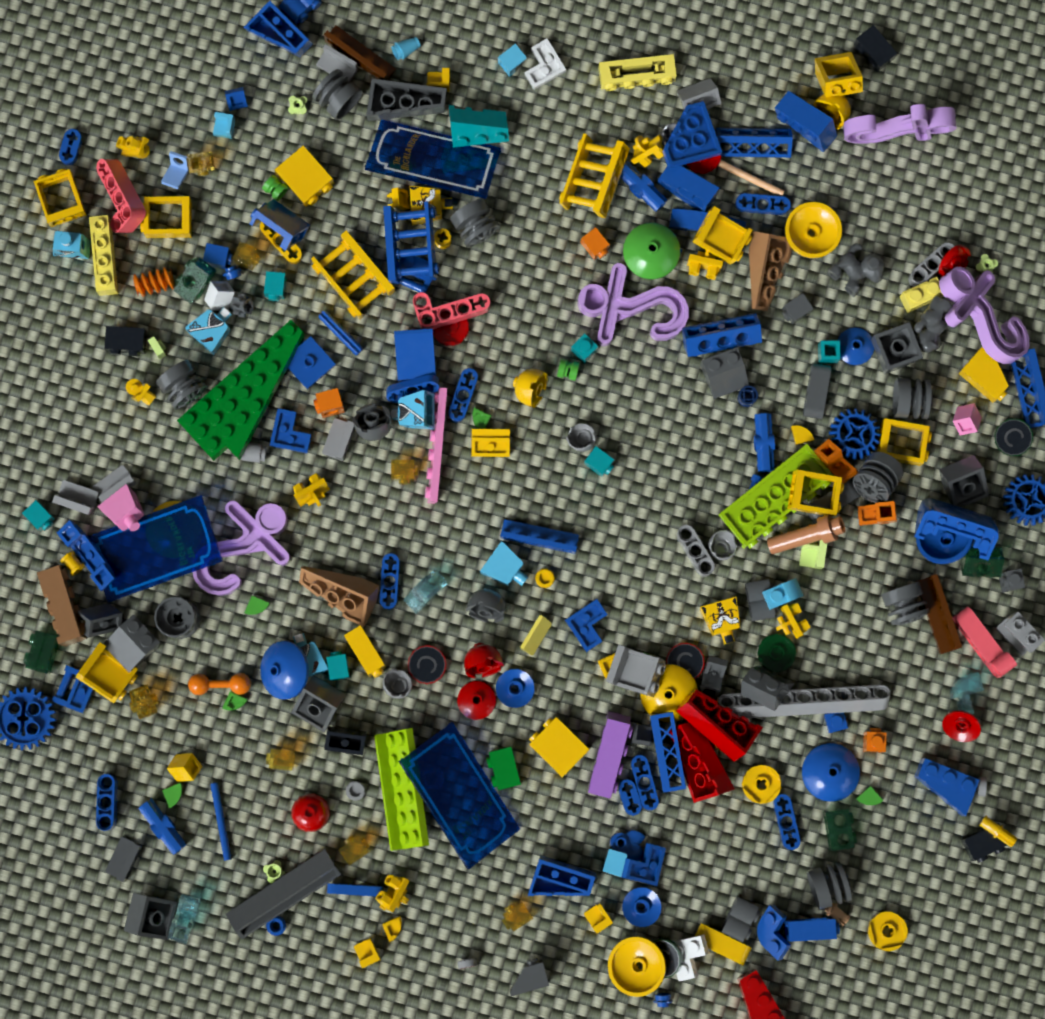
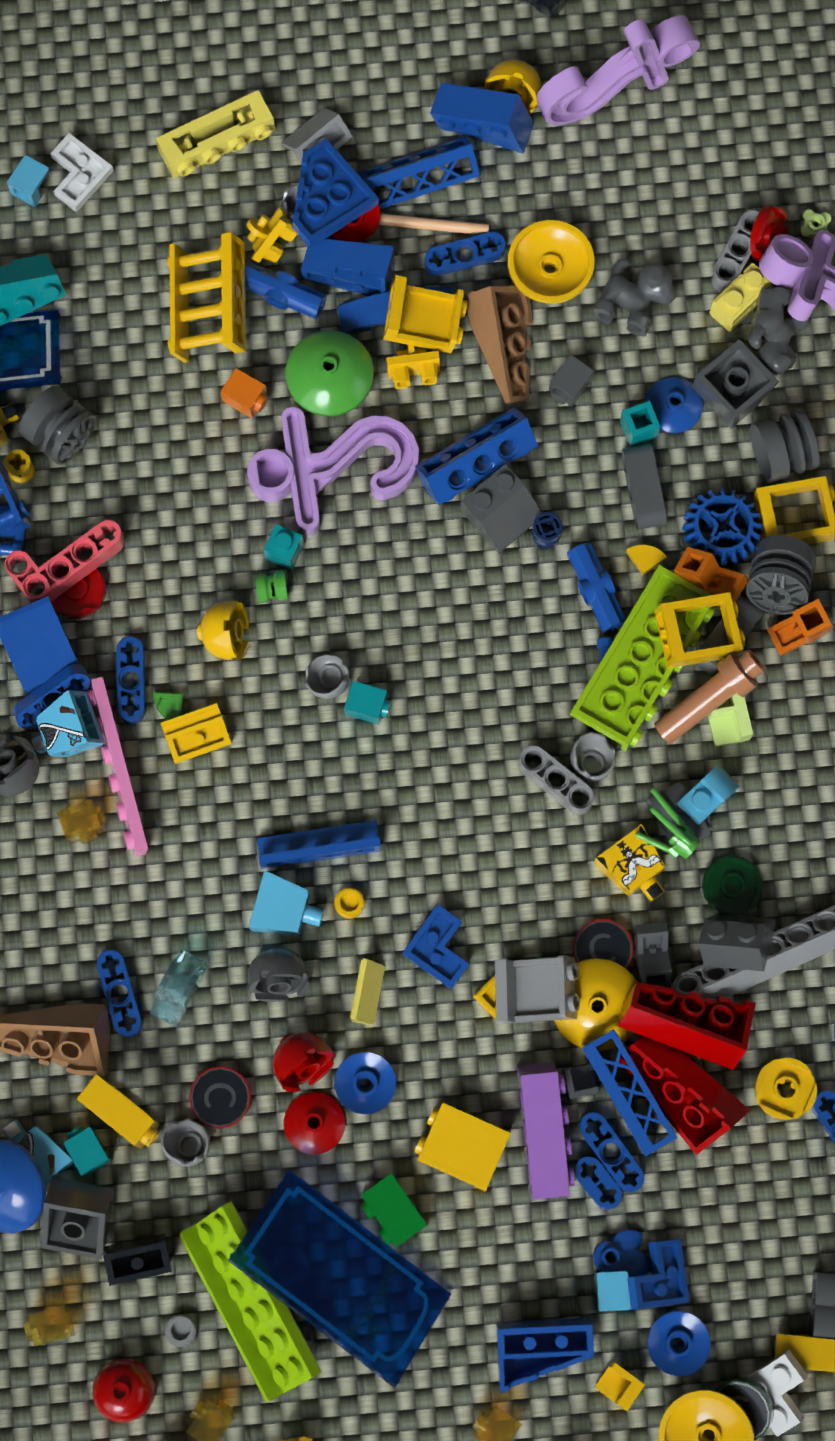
camera: 15 degrees left, 5 degrees down
(756, 615) = (683, 838): none -> bright green plant
(789, 613) = (747, 838): yellow hips -> none
(835, 65) = (501, 33): yellow window -> none

